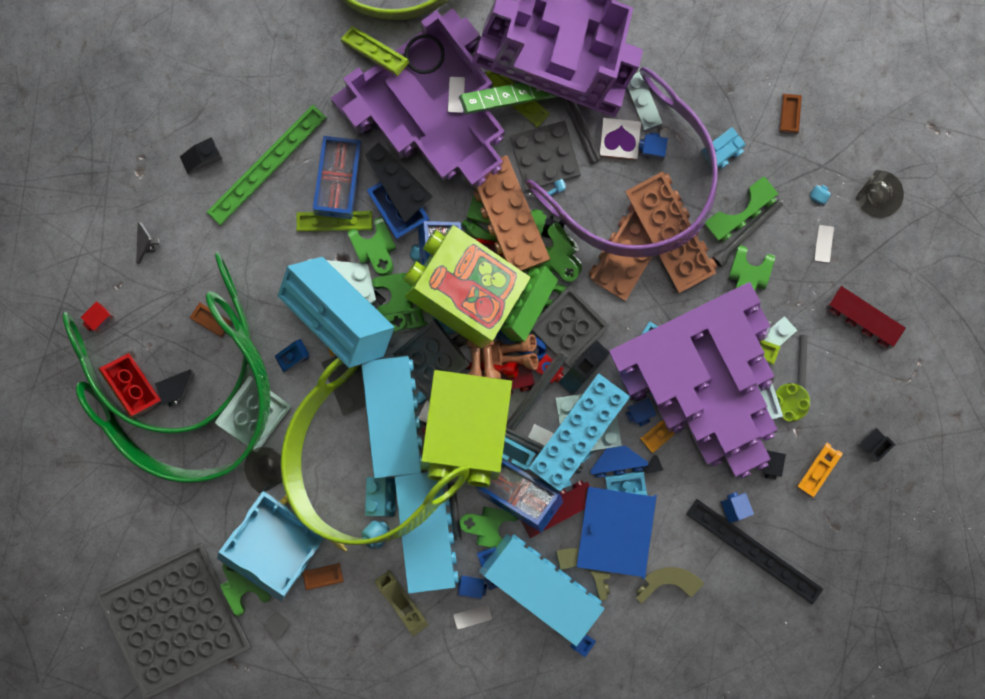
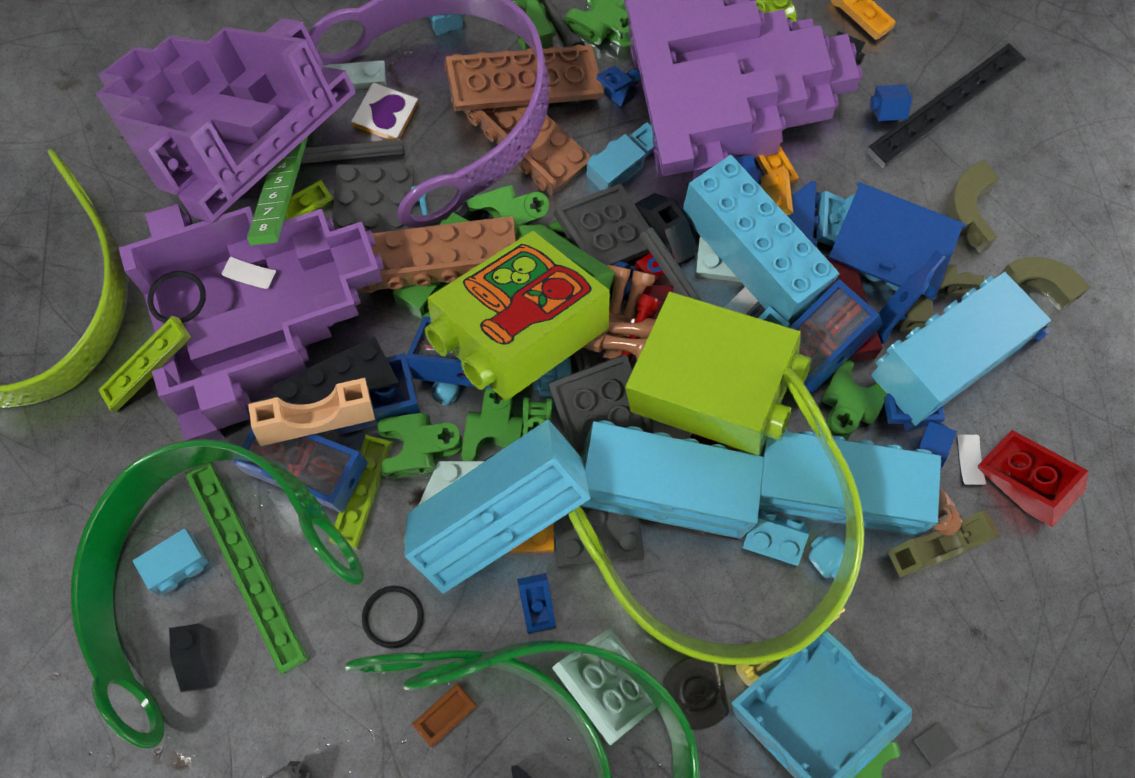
camera: 75 degrees left, 15 degrees down
(235, 77) = (101, 547): none -> green piece
(254, 120) = (171, 562): none -> medium azure piece
(258, 251) = (411, 636): none -> black tyre
(322, 576) = (874, 650): dark orange tile -> none
(372, 189) = (281, 421): none -> light nougat arch
(419, 606) = (954, 519): none -> nougat plate
(469, 658) = (1035, 477): none -> red slope
(570, 545) = (907, 294): none -> blue piece
(624, 318) = (615, 163): none -> medium azure piece
(625, 646) = (1050, 278): none -> olive arch
(629, 439) = (778, 187): none -> light orange plate
(653, 146) = (410, 74): blue brick -> none
(654, 465) = (815, 174): black slope -> none
(691, 300) = (618, 83): none -> blue bracket

